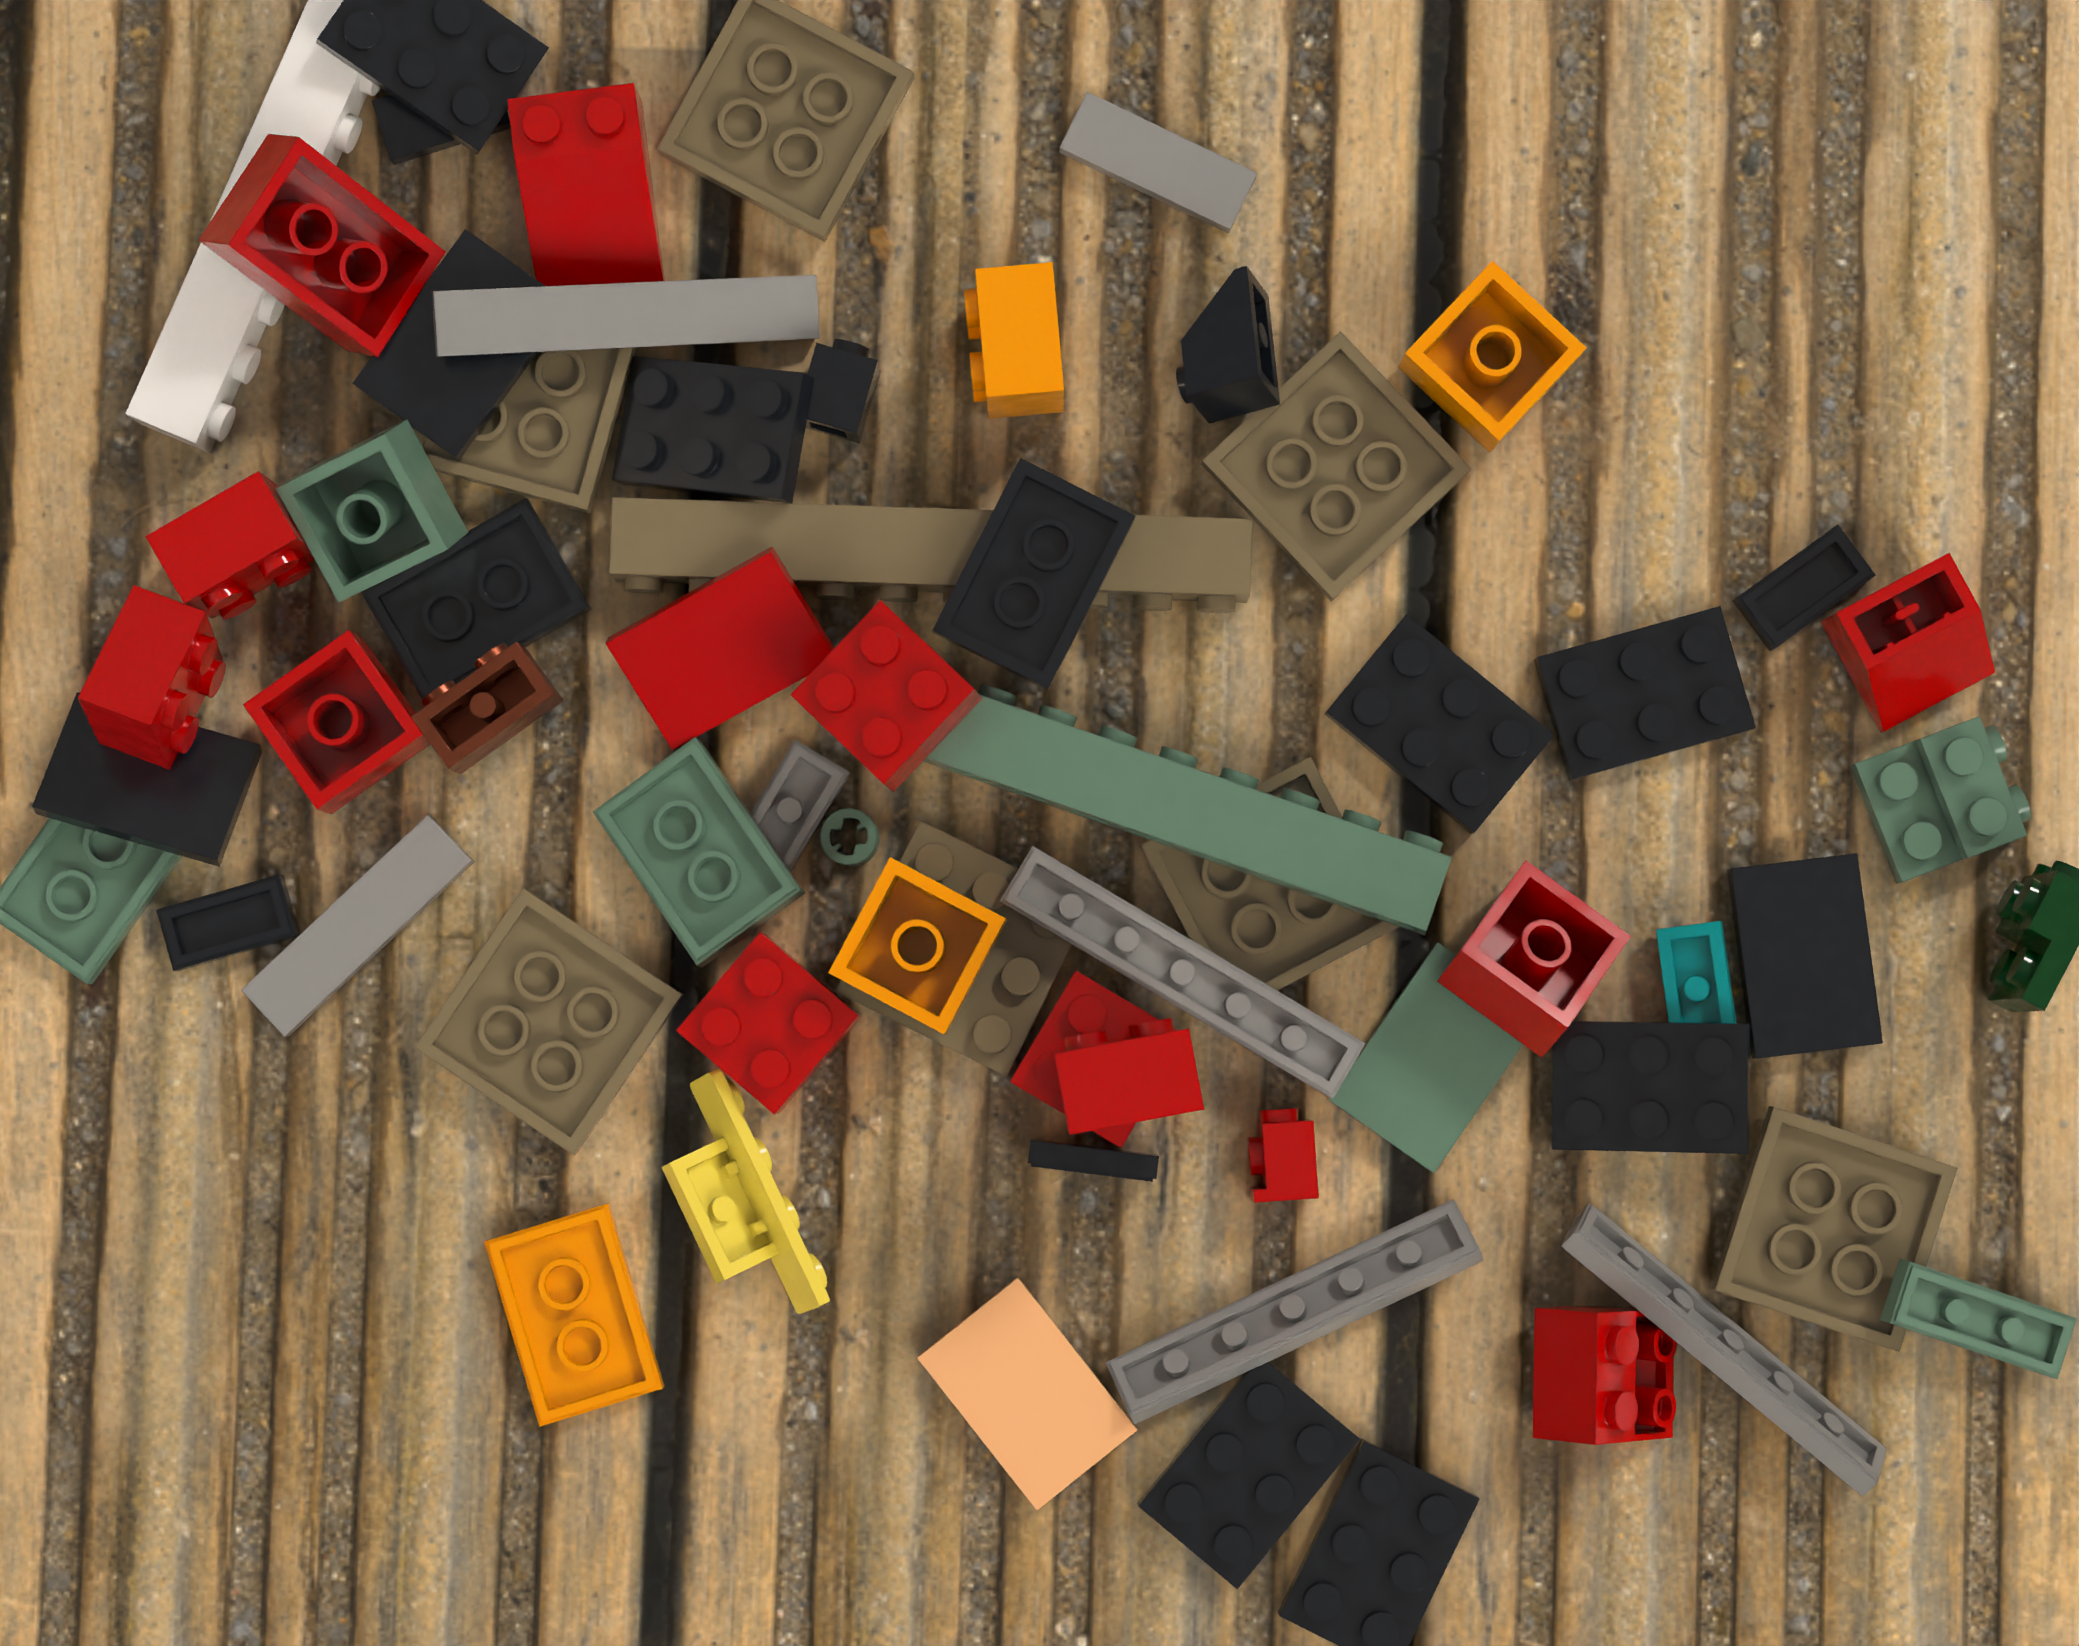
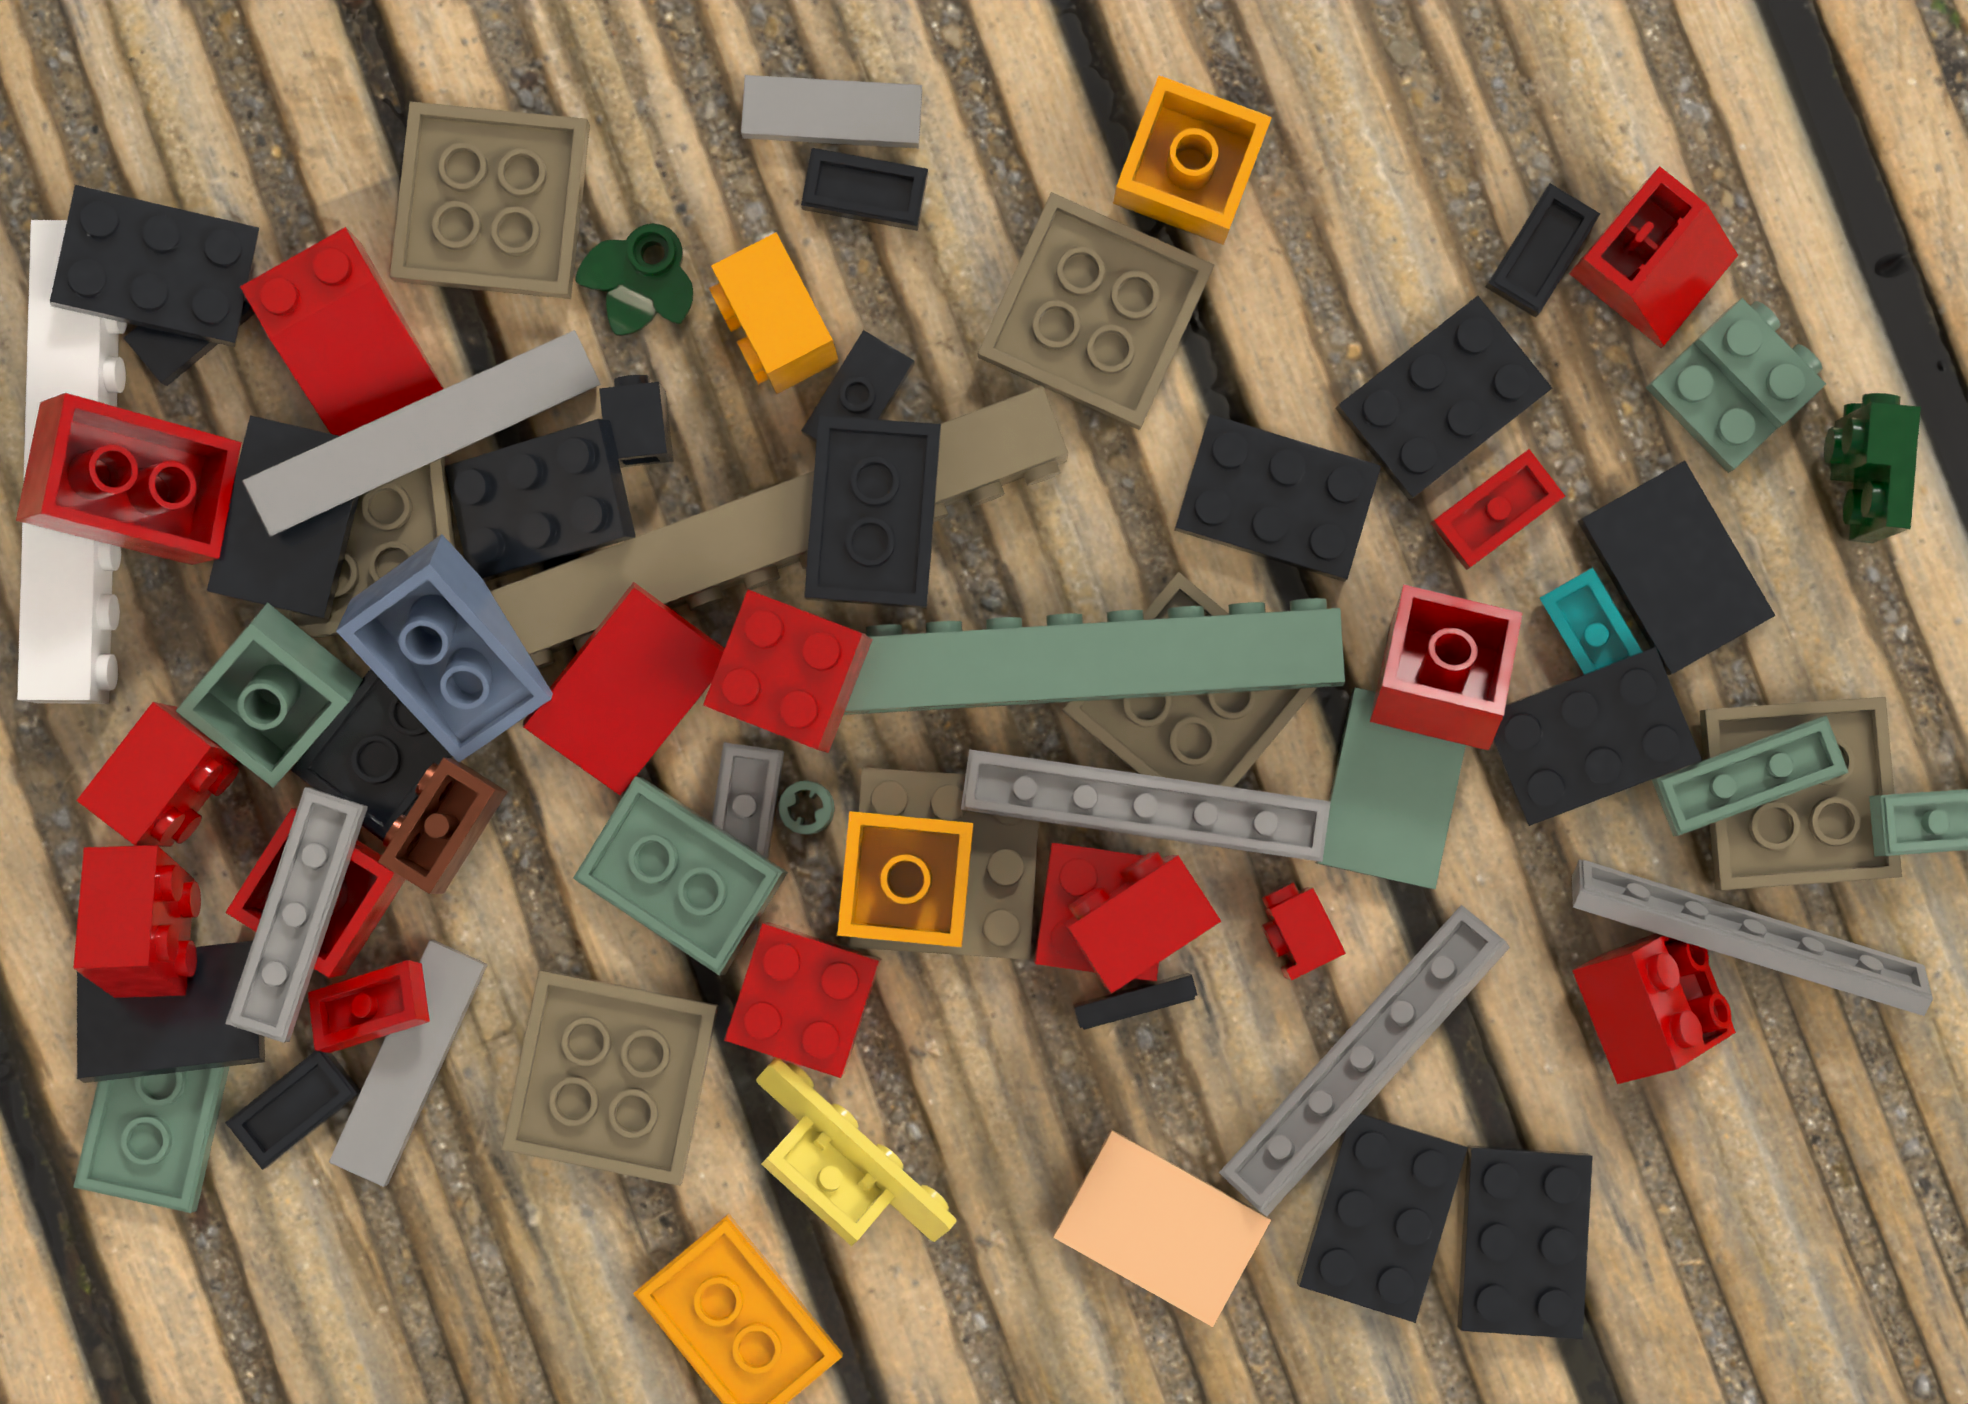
camera: 20 degrees left, 0 degrees up
(311, 735) = (296, 915): none -> light grey tile
(342, 854) = (368, 1006): none -> red plate
(561, 536) = (445, 649): none -> sand blue slope
(893, 257) = (634, 287): none -> dark green plate
(1077, 443) = (863, 383): none -> black plate
(1158, 252) = (864, 189): none -> black tile
(1231, 352) = (964, 249): black slope -> none
(1651, 825) = (1497, 509): none -> red plate
(1789, 1189) = (1749, 776): none -> sand green tile

